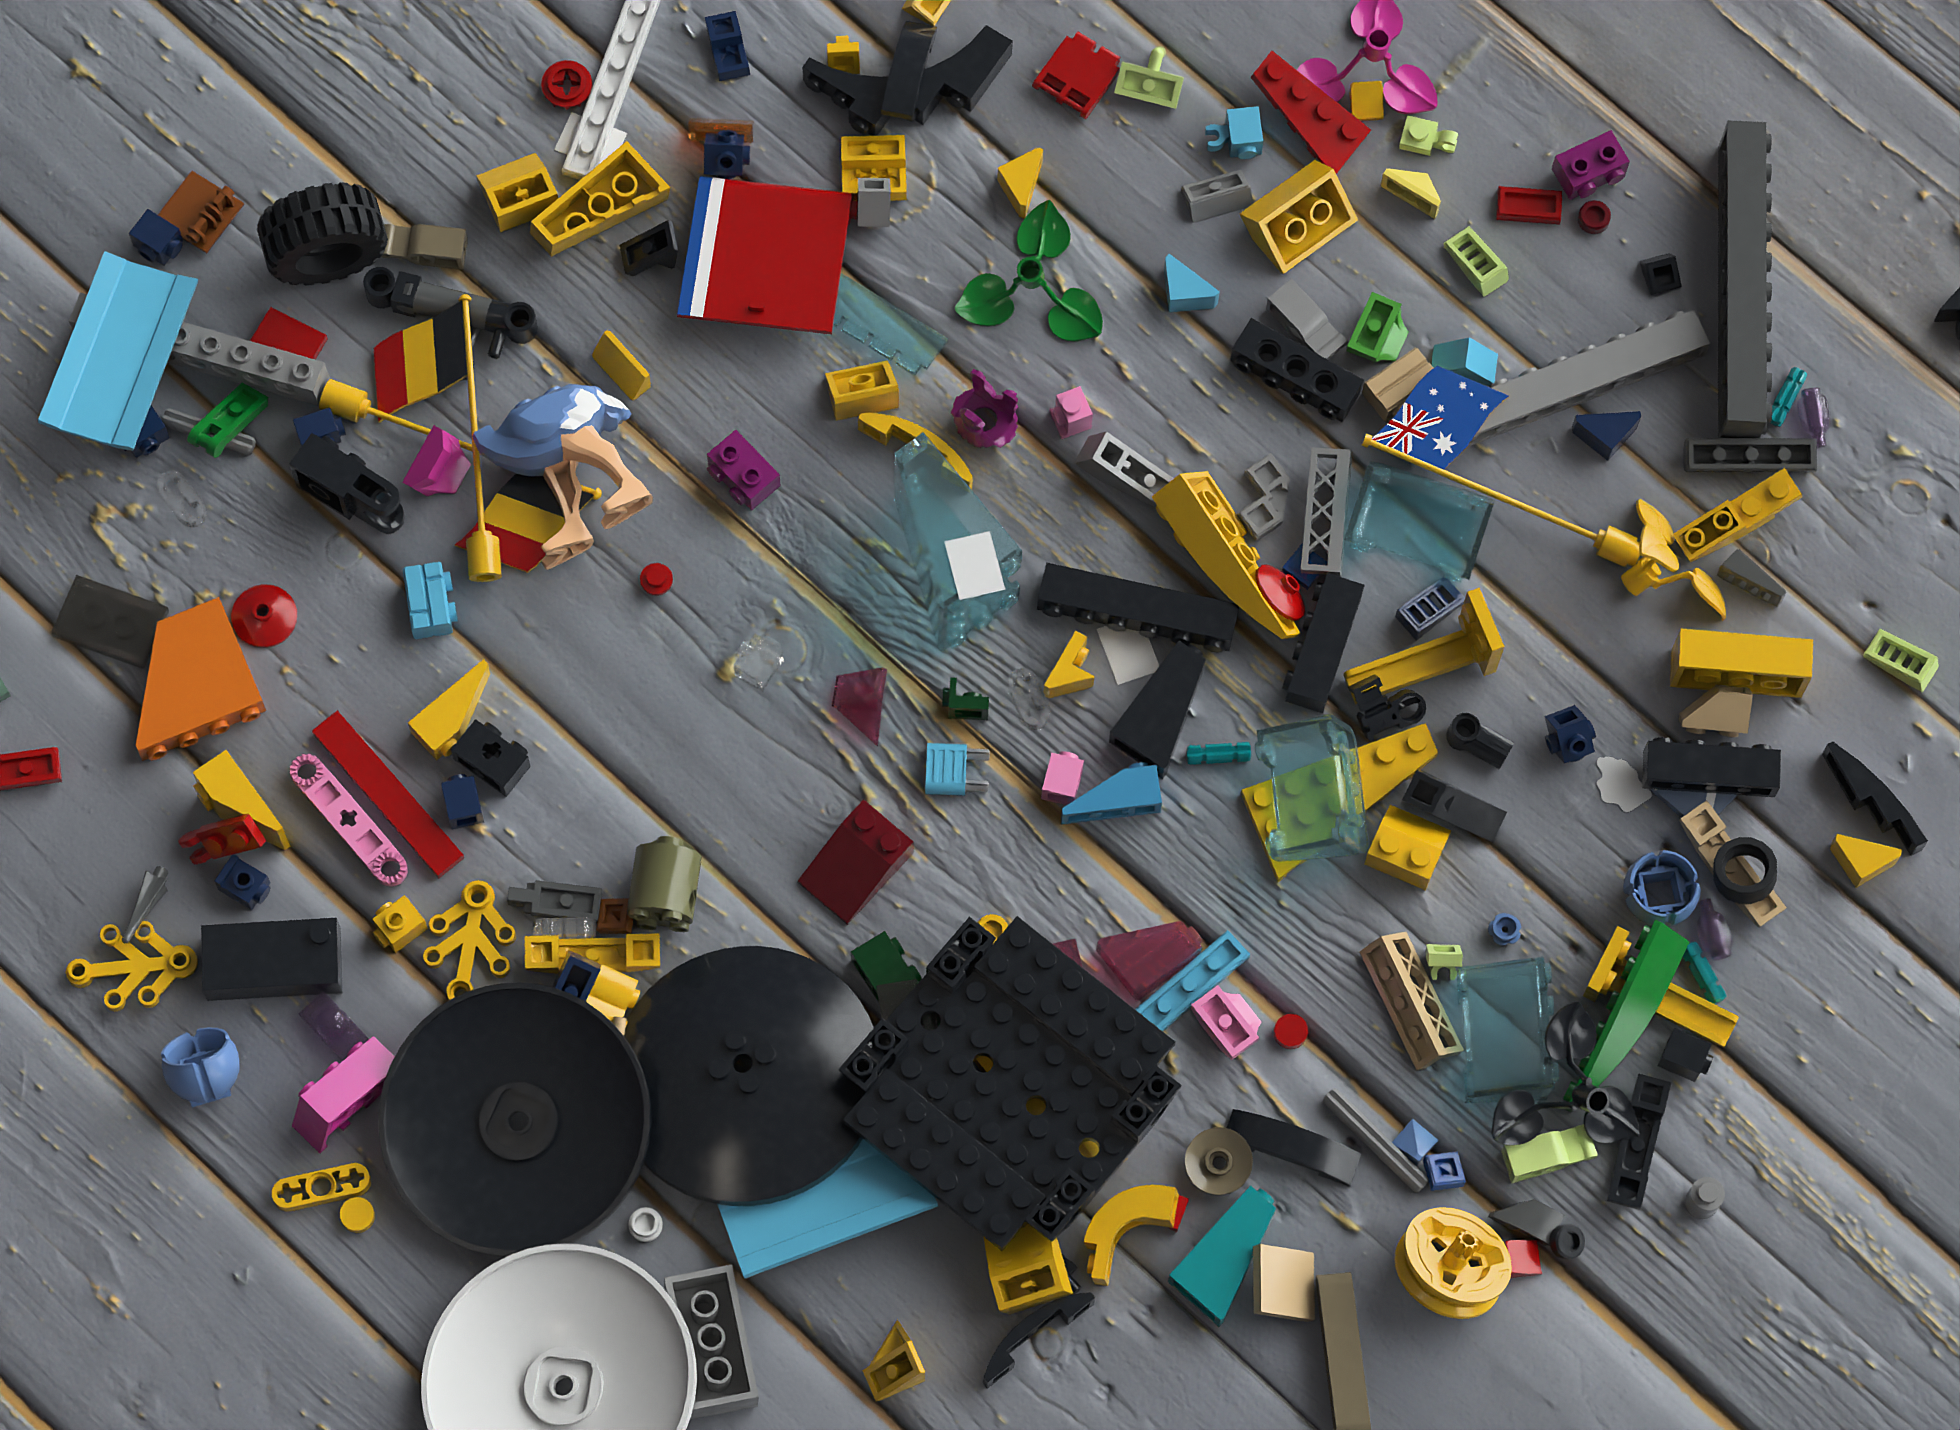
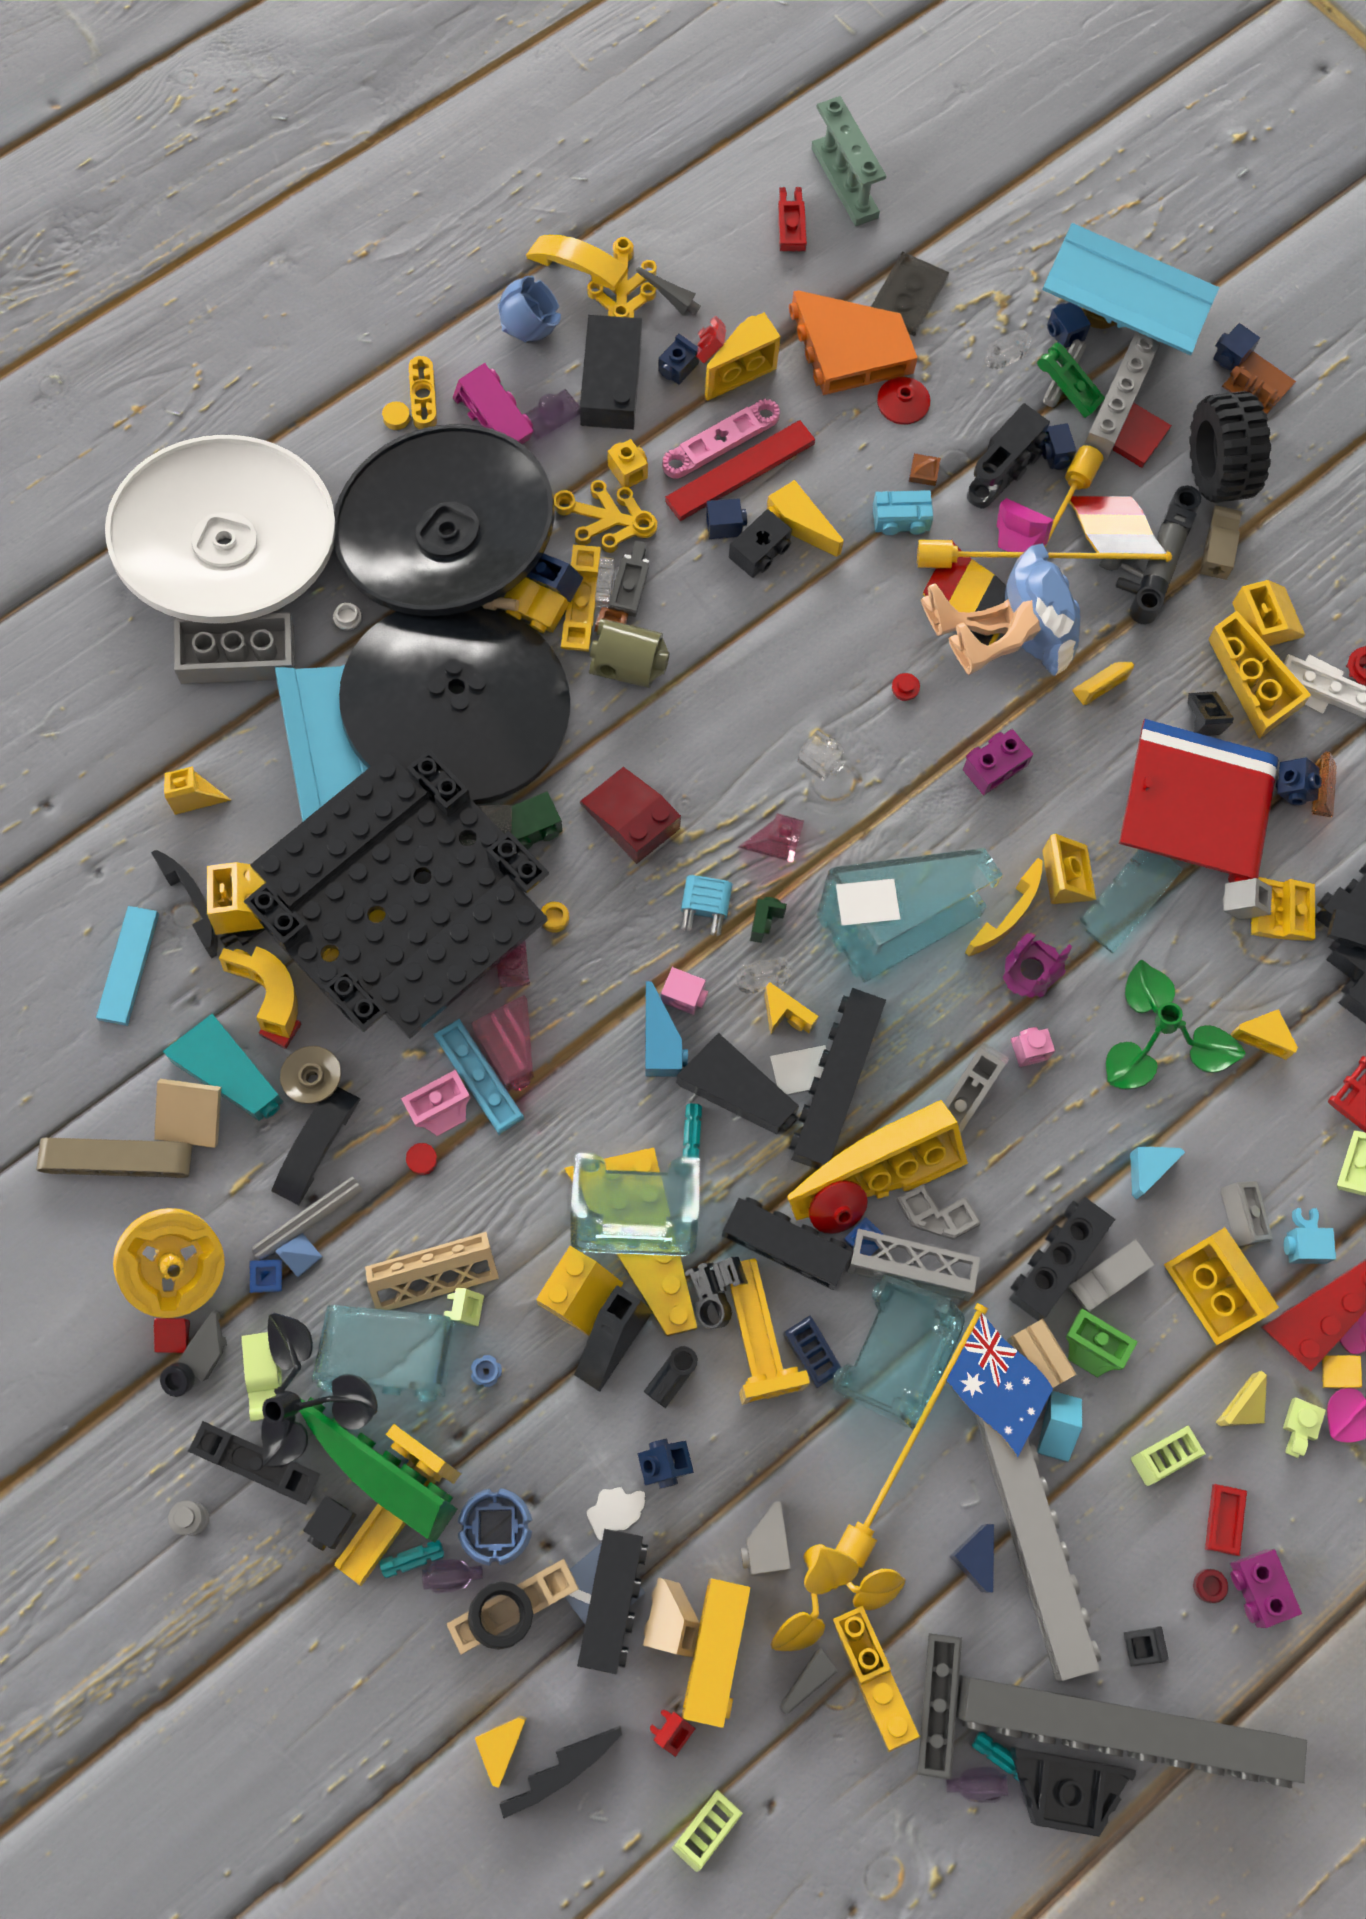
camera: 95 degrees right, 0 degrees up
(109, 1022) = (579, 255): none -> yellow slope
(362, 582) = (924, 469): none -> dark orange tile
(1118, 1392) = (127, 965): none -> medium azure tile
(1628, 629) = (767, 1544): none -> light grey slope
(1805, 333) = (1069, 1791): none -> black wing
(1821, 698) = (673, 1733): none -> red tile

